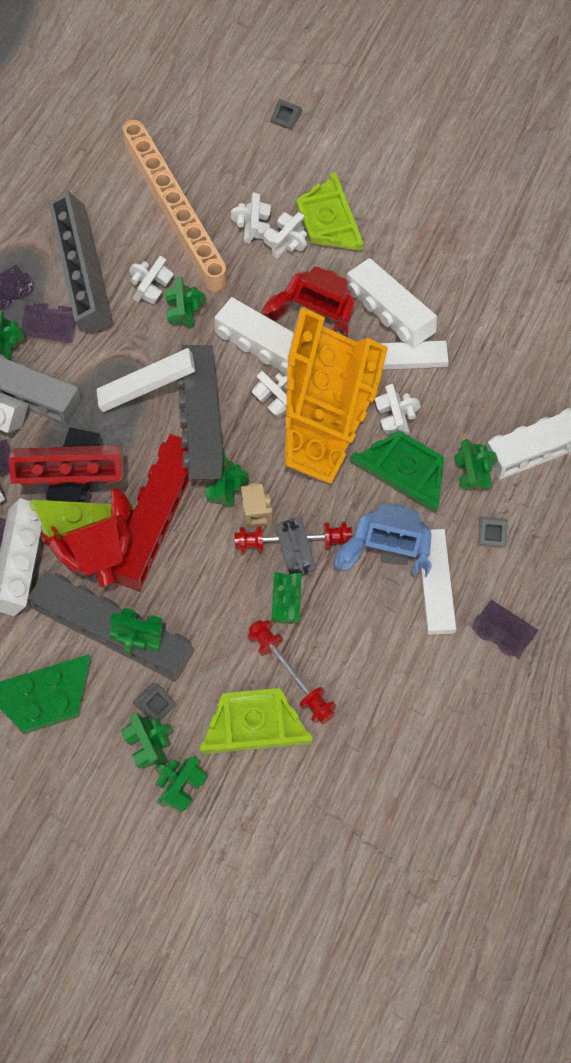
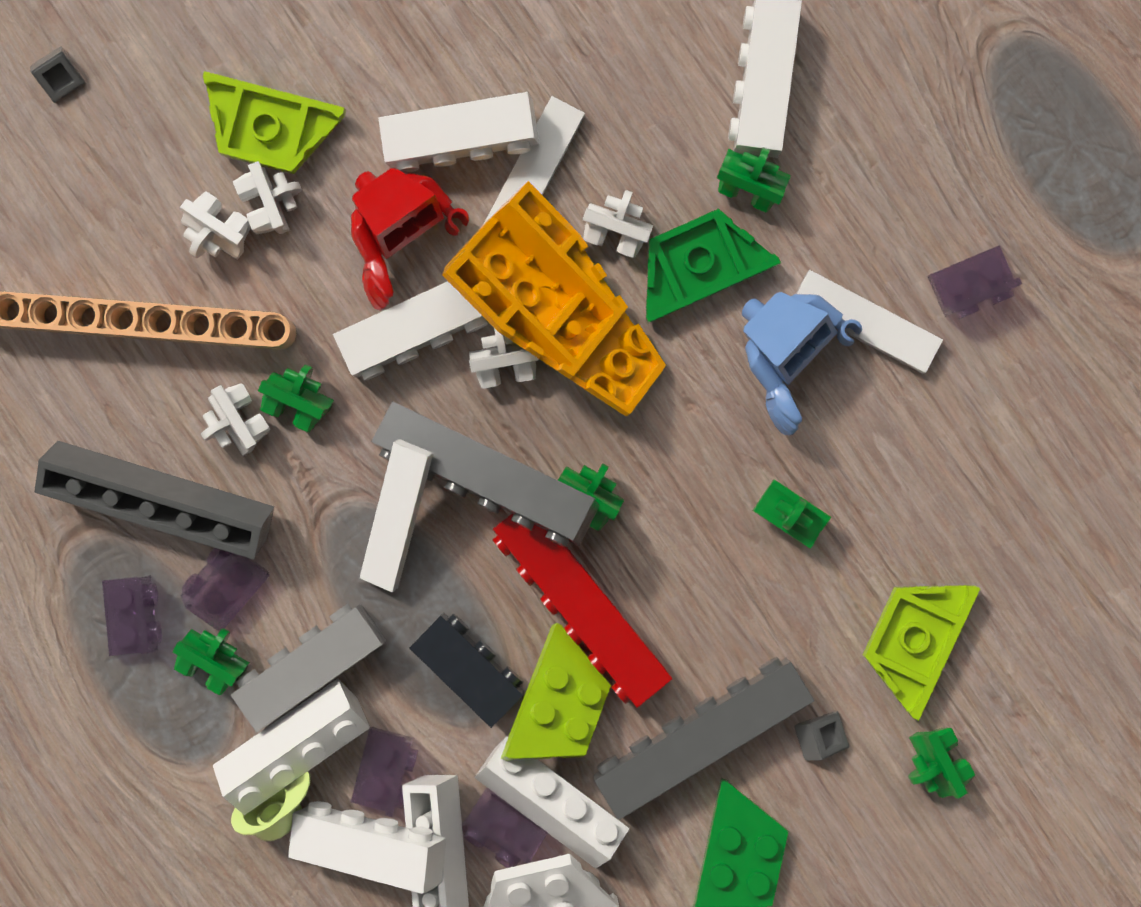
camera: 55 degrees left, 25 degrees up
(66, 464) = (476, 687): red brick -> none
(97, 544) = (612, 708): red torso -> none
(134, 632) = (734, 732): green hips -> none
(152, 737) = (869, 767): green hips -> none
(256, 505) = (644, 476): tan brick -> none
(295, 546) = (733, 464): hinge -> none
(322, 710) = (933, 556): red axle -> none
(331, 536) = (740, 409): red axle -> none
(492, 531) = (841, 211): dark grey slope -> none

